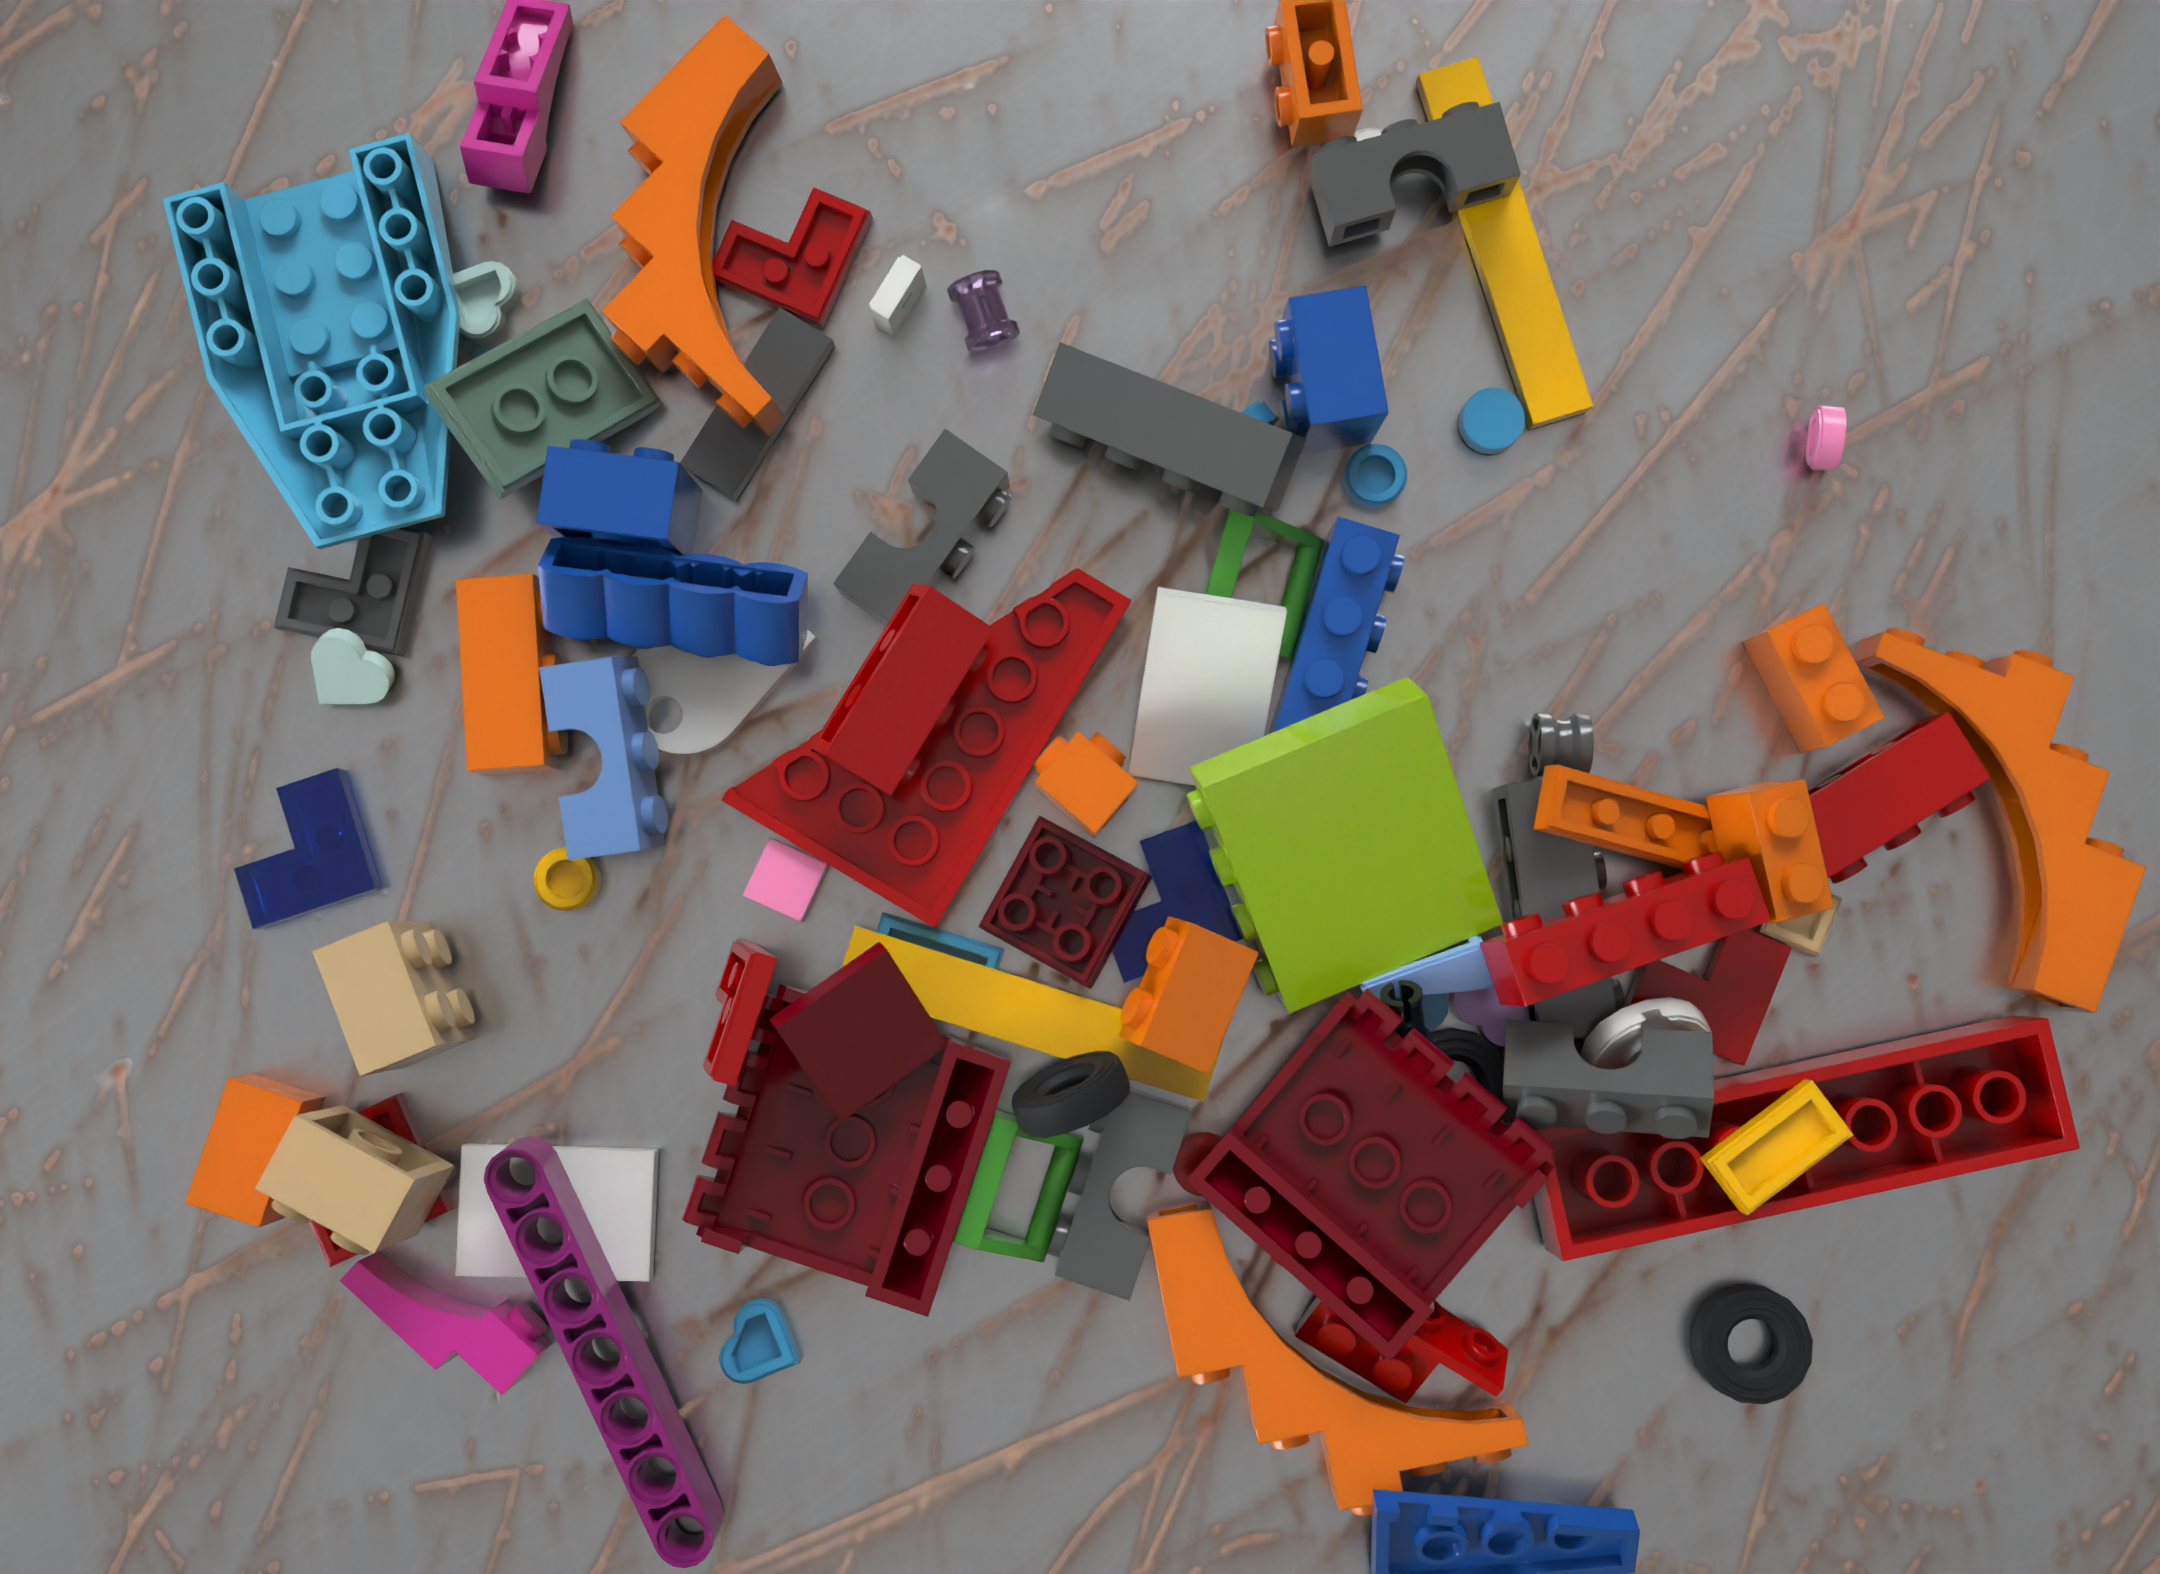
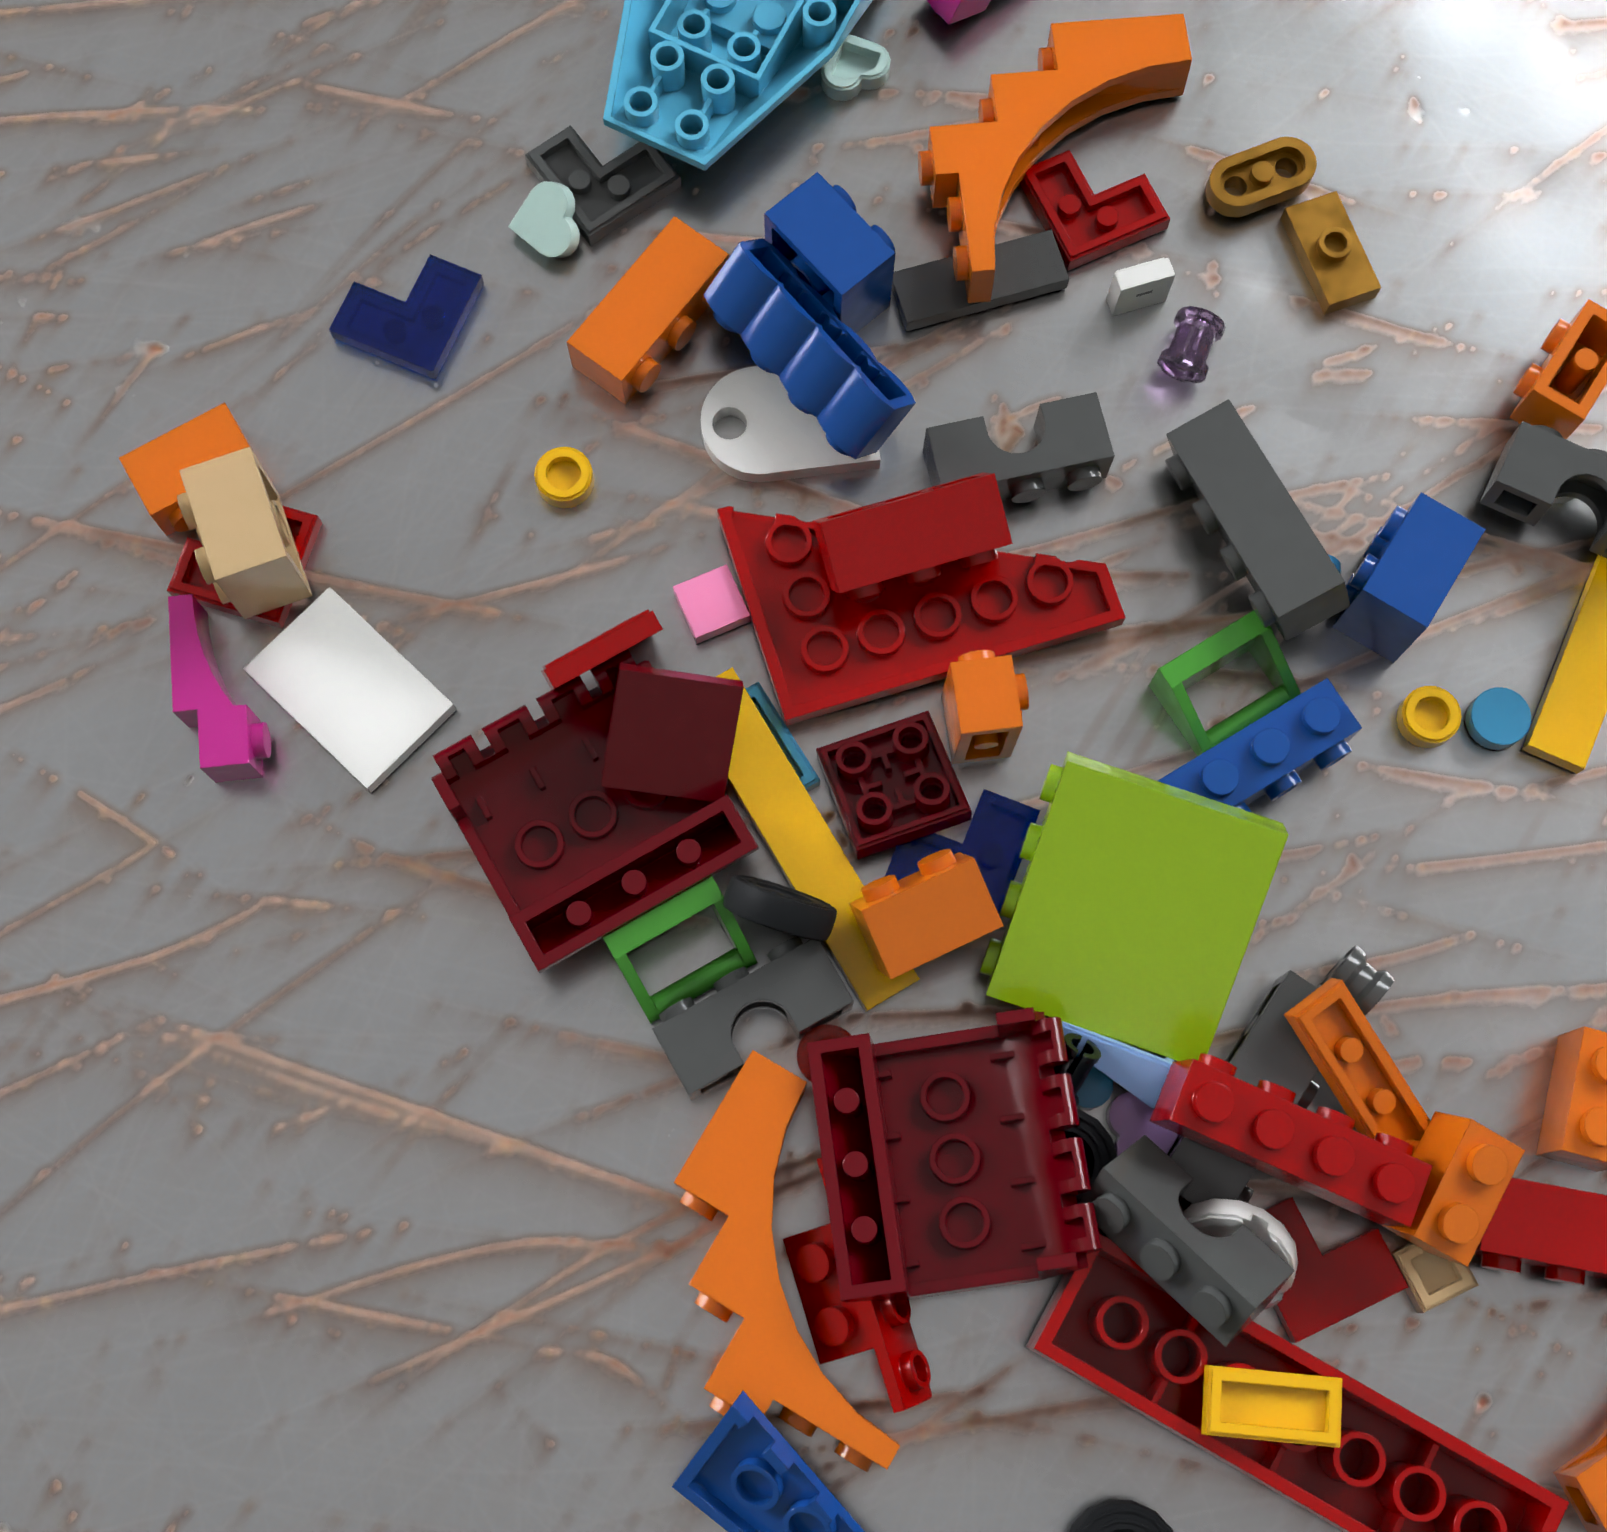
camera: 40 degrees right, 10 degrees down
(395, 995) = (382, 444): tan brick -> none
(539, 393) = (846, 141): sand green tile -> none
(604, 1381) = (302, 833): magenta beam -> none
(608, 704) = (646, 454): medium blue arch -> none
(760, 1342) = (400, 901): dark azure tile -> none
(910, 108) = (1256, 176): none -> pearl gold plate
(1026, 124) = (1330, 252): none -> pearl gold plate
(1203, 681) = (1131, 708): white tile -> none
(1374, 476) = (1377, 686): dark azure tile -> none
(1436, 467) = (1428, 717): none -> yellow tile

